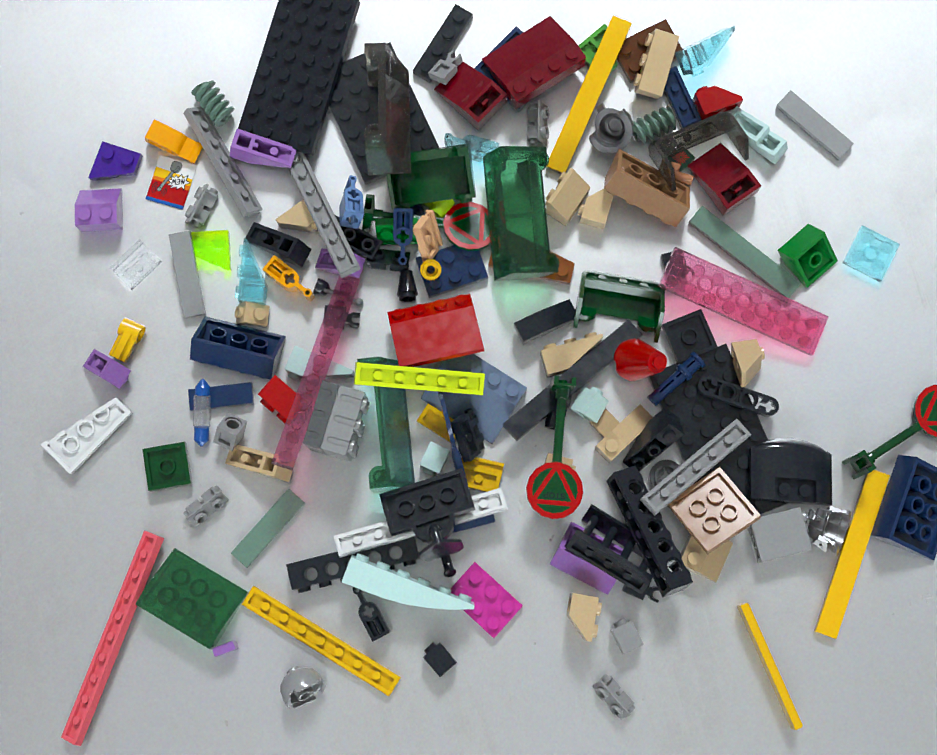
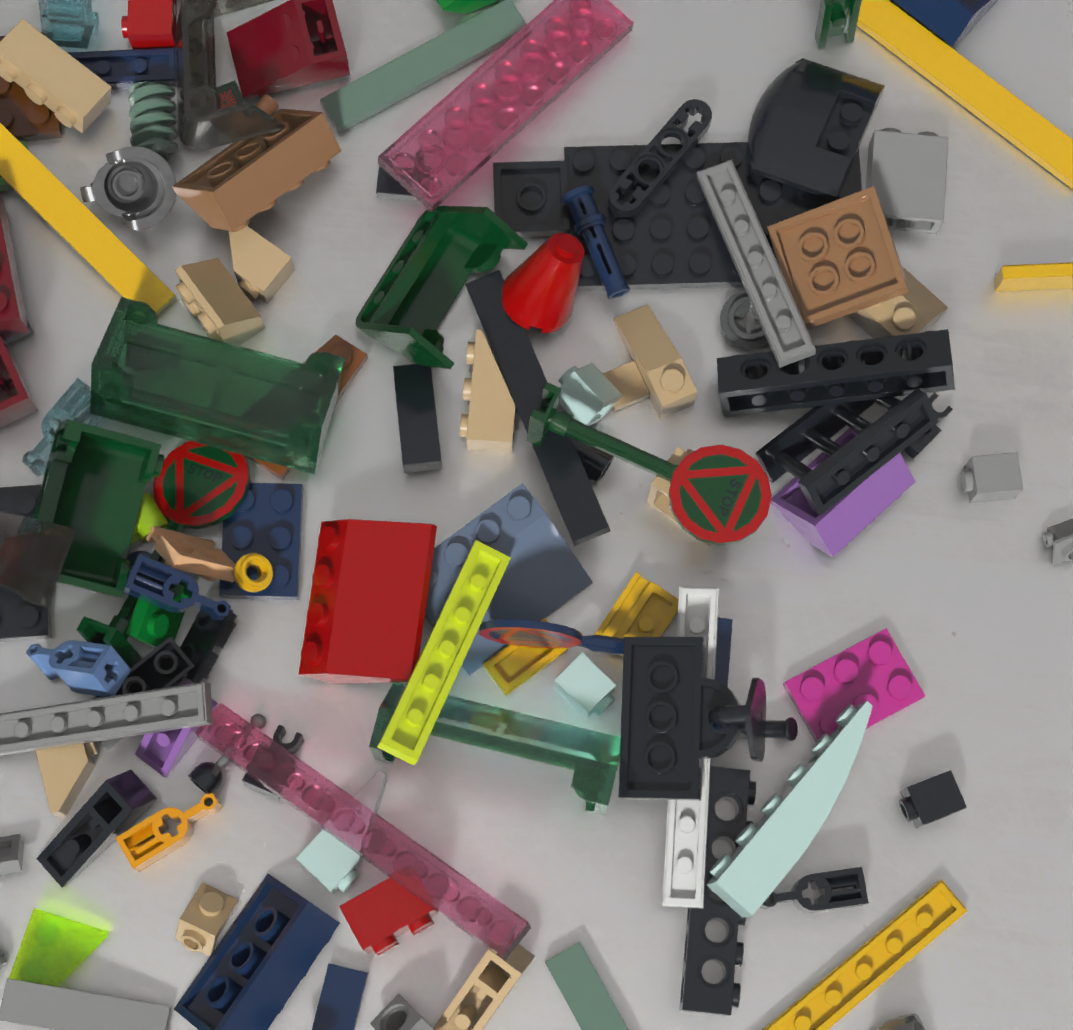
camera: 75 degrees left, 5 degrees down
(252, 282) = (144, 895): clear light blue slope -> none
(337, 421) = (465, 821): light grey piece -> none
(407, 288) = (265, 627): black cone -> none
(468, 435) = (570, 610): black plate -> none
(539, 132) = (82, 309): light grey hinge -> none
(582, 613) = (938, 529): tan slope -> none
(654, 439) = (682, 308): black slope -> none
(746, 359) = (605, 123): tan slope -> none
(829, 527) = (920, 103): flat silver helmet -> none

